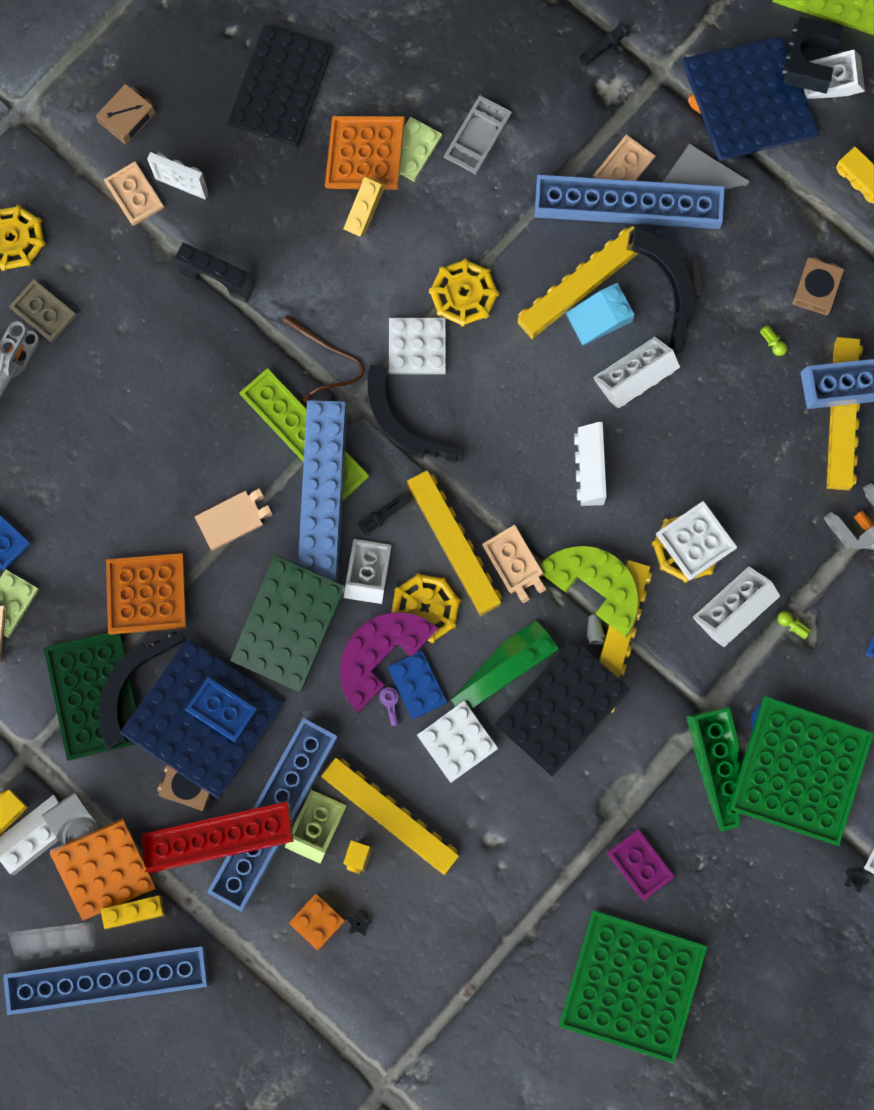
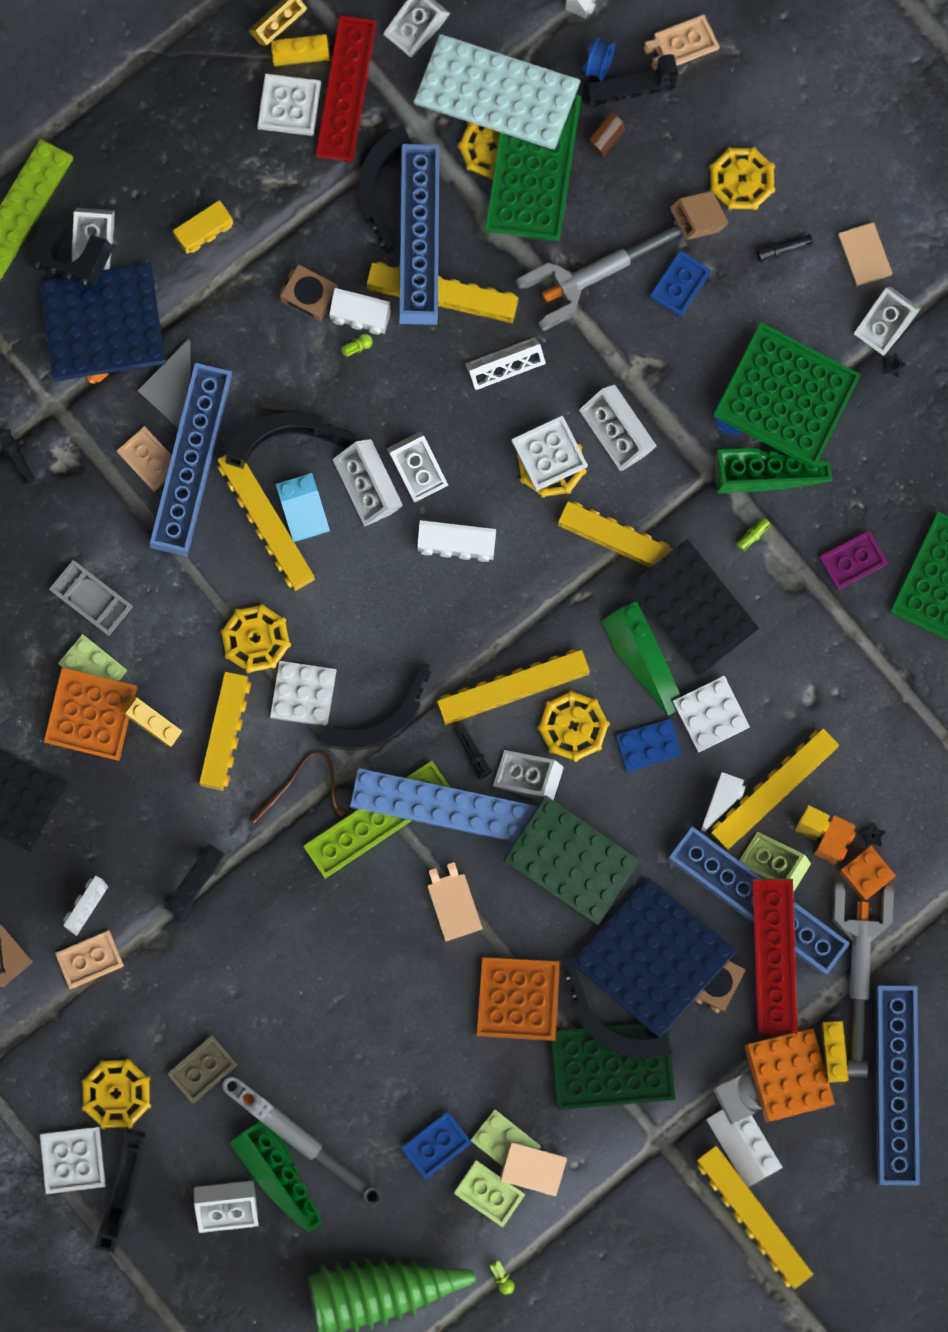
camera: 85 degrees left, 0 degrees up
(54, 939) = (850, 1132): clear slope -> none
(221, 709) = (650, 935): blue plate -> none
(255, 924) = (861, 934): none -> light grey piece
(345, 883) = (834, 840): none -> orange brick
(367, 277) = (224, 731): none -> yellow brick
(371, 645) = (603, 781): magenta plate -> none
(374, 765) = (724, 797): none -> white slope
(389, 698) = (658, 774): medium lavender plate -> none
(514, 562) = (541, 631): light nougat tile -> none
(595, 630) = (621, 565): light grey cone -> none
(603, 574) = (568, 547): lime plate -> none
(650, 758) = (753, 534): none -> lime pin
(661, 416) = (417, 466): none -> white slope
(786, 619) = (637, 383): lime axle -> none
(788, 483) = (503, 357): none -> white fence
(807, 335) = (359, 311): none -> white slope

